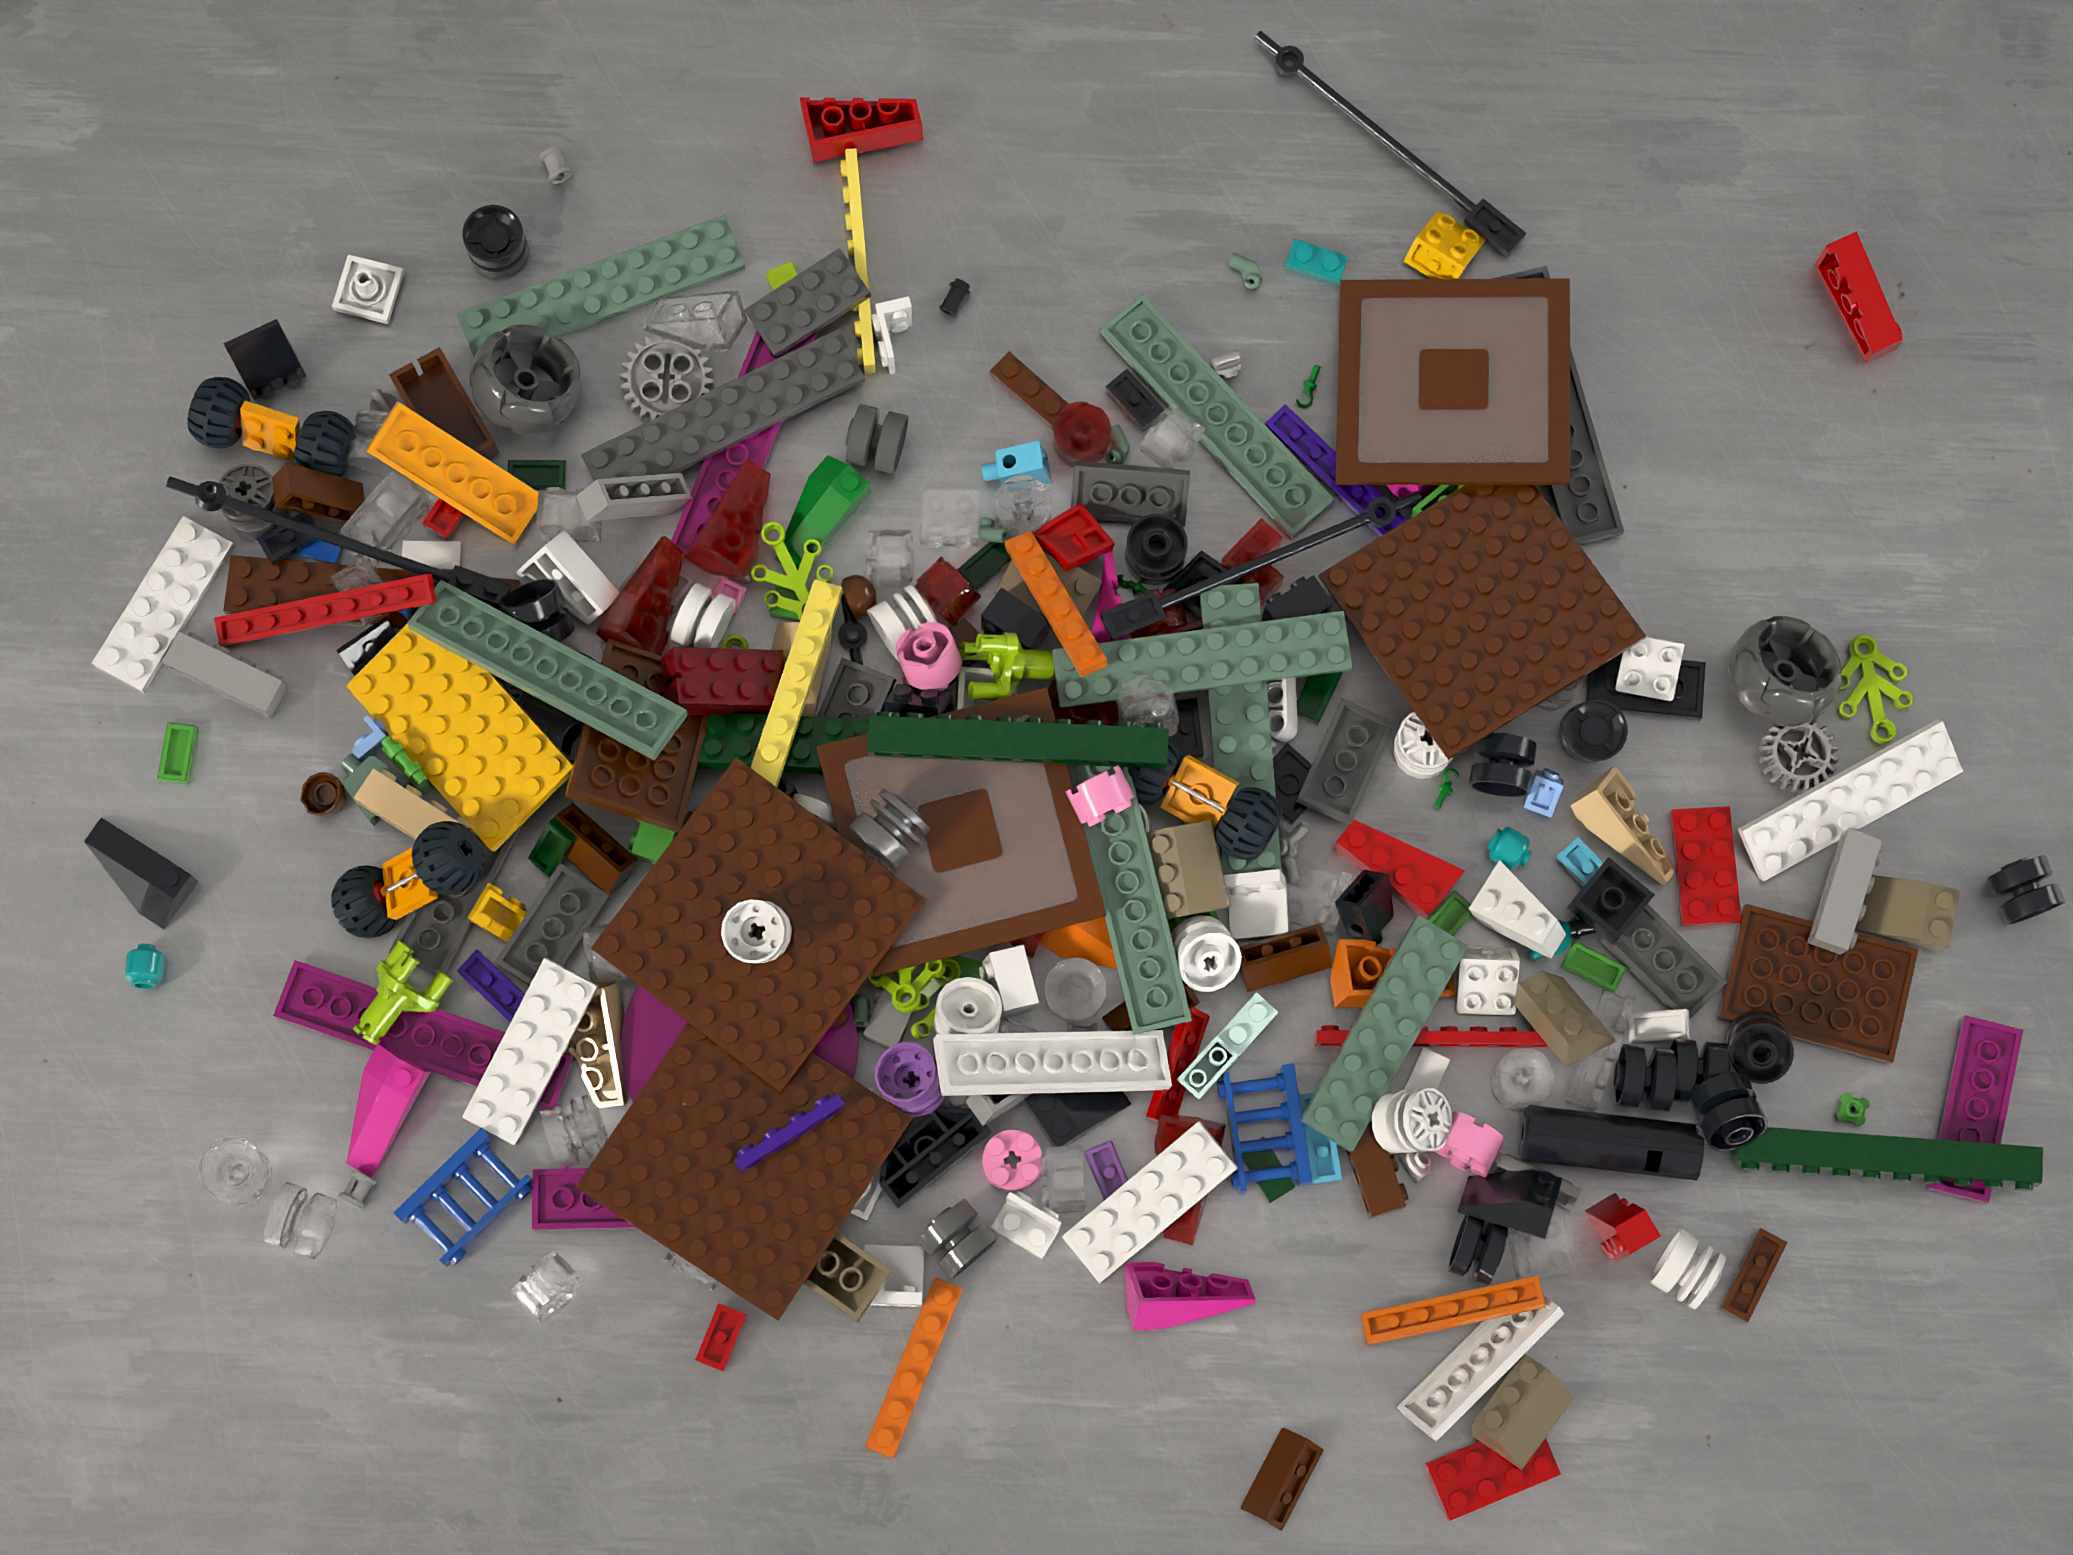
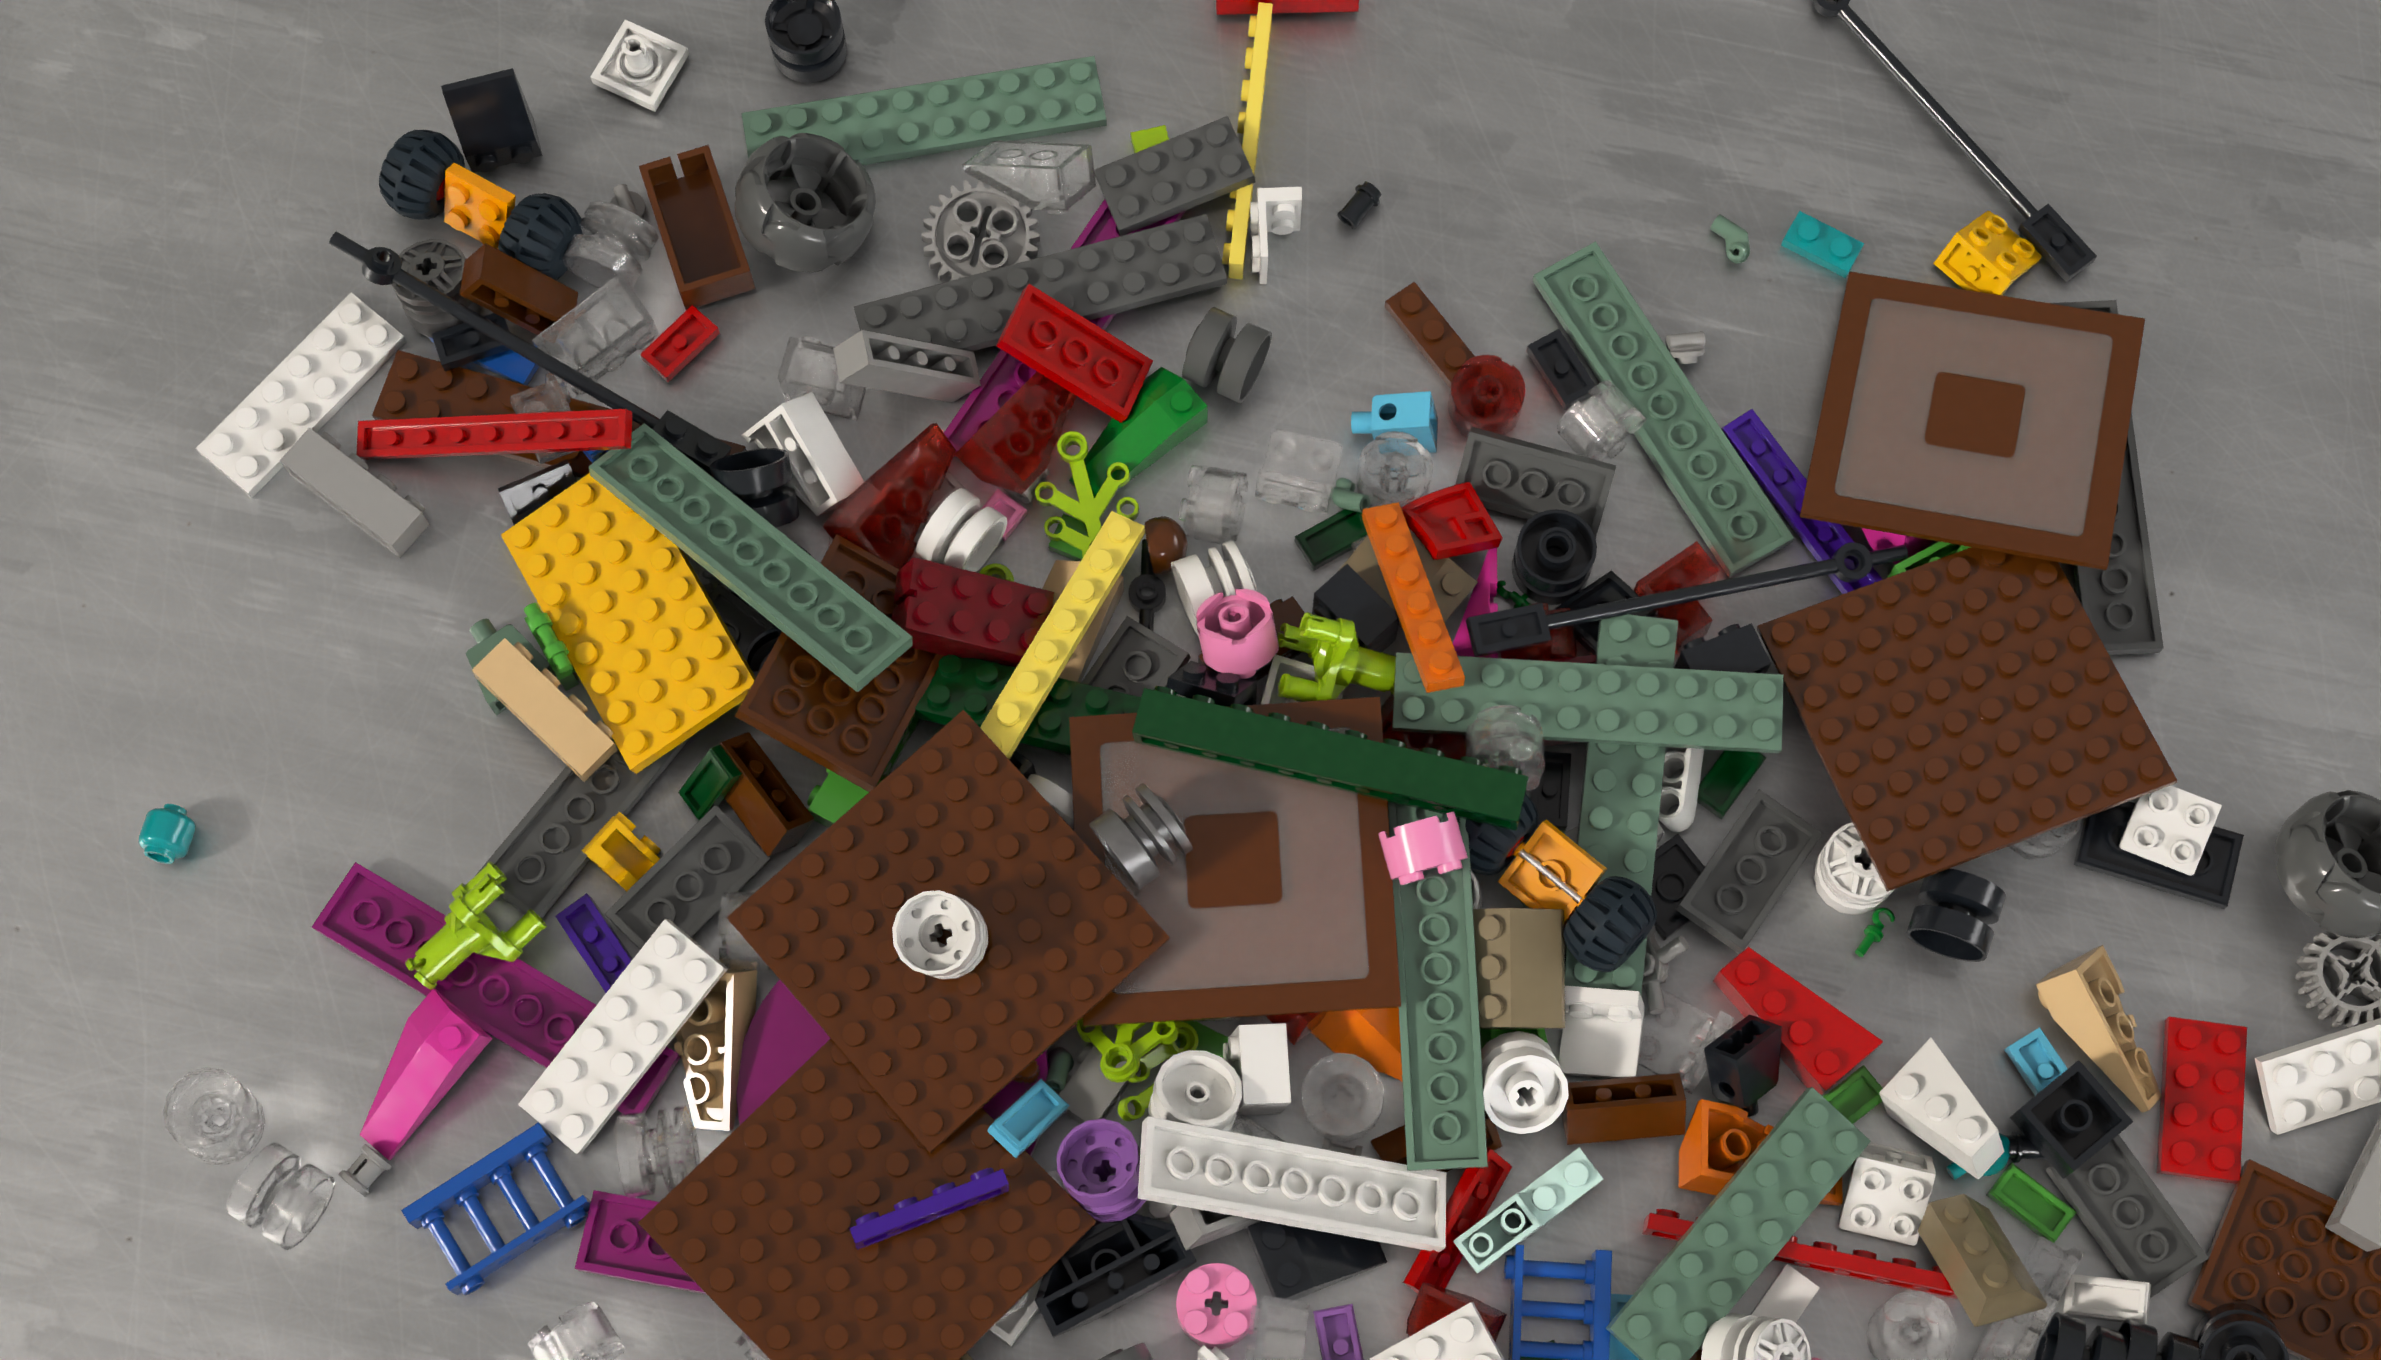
camera: 15 degrees right, 5 degrees down
(144, 876) = (196, 723): black wedge -> none
(177, 753) = (274, 578): bright green tile -> none
(322, 794) = (440, 662): reddish brown hair -> none
(370, 744) = (512, 610): light blue bracket -> none
(437, 554) = (648, 394): white tile -> none
(441, 861) = (560, 770): black plate -> none
(454, 473) = (690, 296): light orange plate -> none
(539, 473) = (786, 320): dark green tile -> none
(760, 460) = (1074, 353): none -> red plate
(846, 1052) = (1028, 1118): none -> medium azure tile
(948, 589) = (1279, 558): clear red brick -> none
(1120, 447) = (1532, 422): sand green arm -> none
(1309, 385) = (1787, 392): green hand -> none
(1509, 848) = (1946, 1024): teal head -> none
(1544, 792) = (2004, 961): light blue bracket -> none
(1593, 731) = (2083, 893): black wheel -> none

